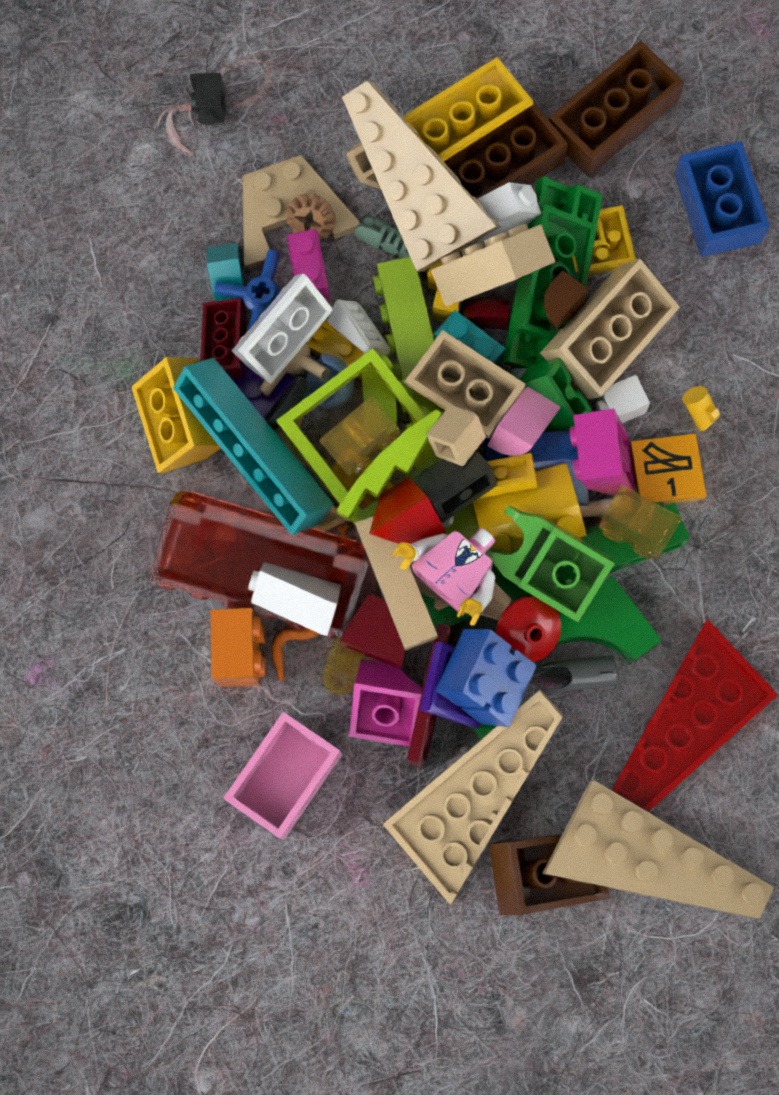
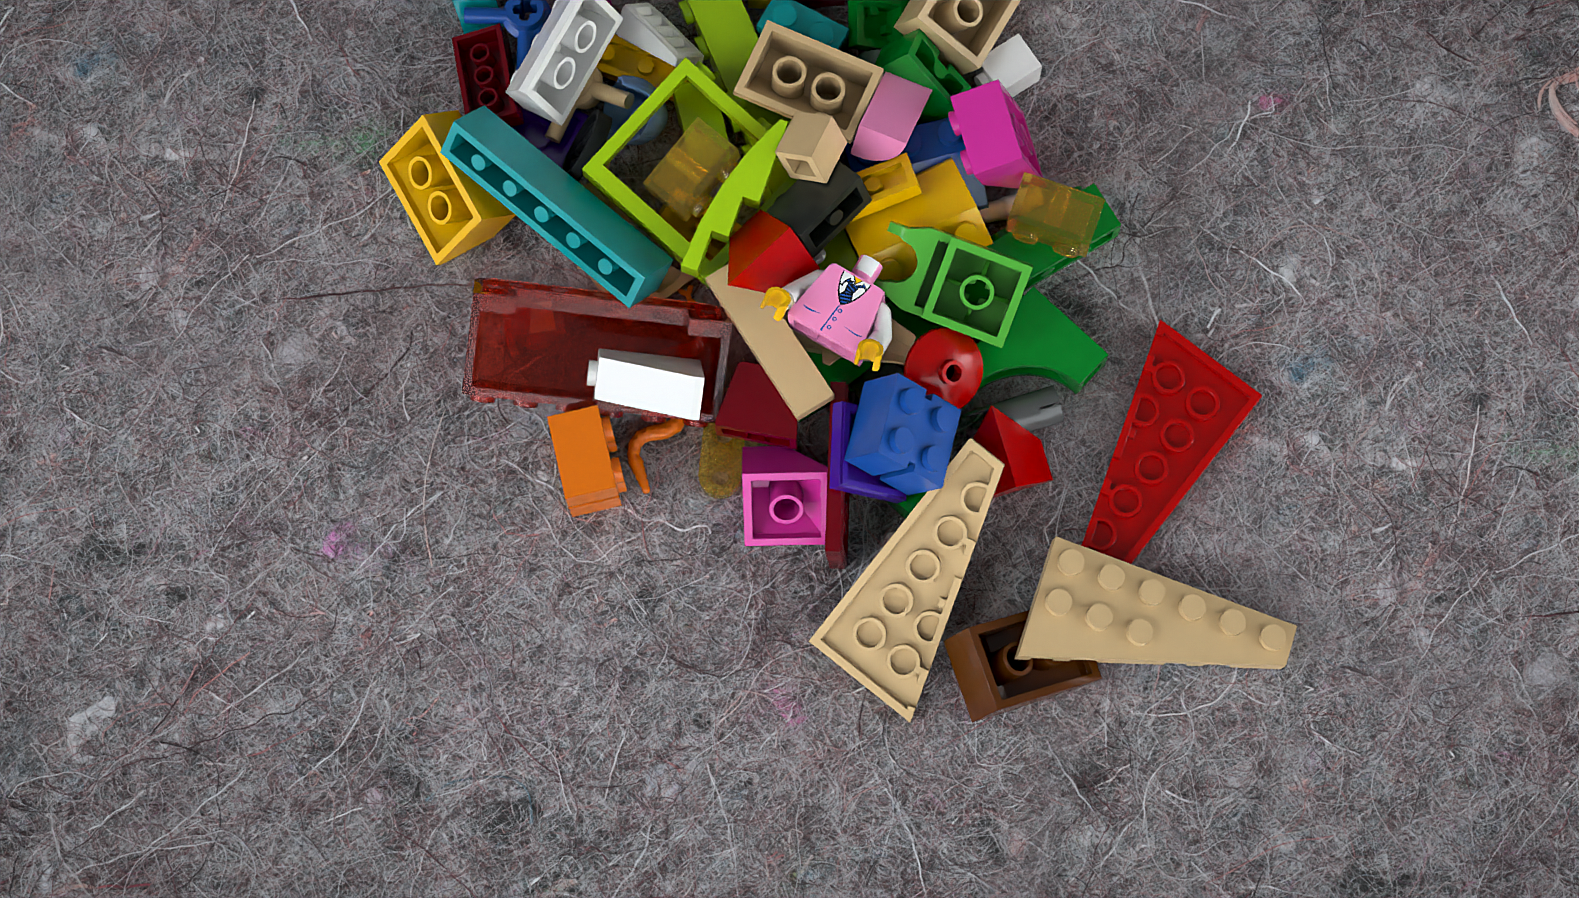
camera: 15 degrees left, 0 degrees up
(283, 776) = (675, 605): bright pink piece -> none
(573, 701) = (1017, 449): none -> red slope
(668, 469) = (1080, 144): light orange tile -> none
(700, 407) = (1106, 60): yellow piece -> none

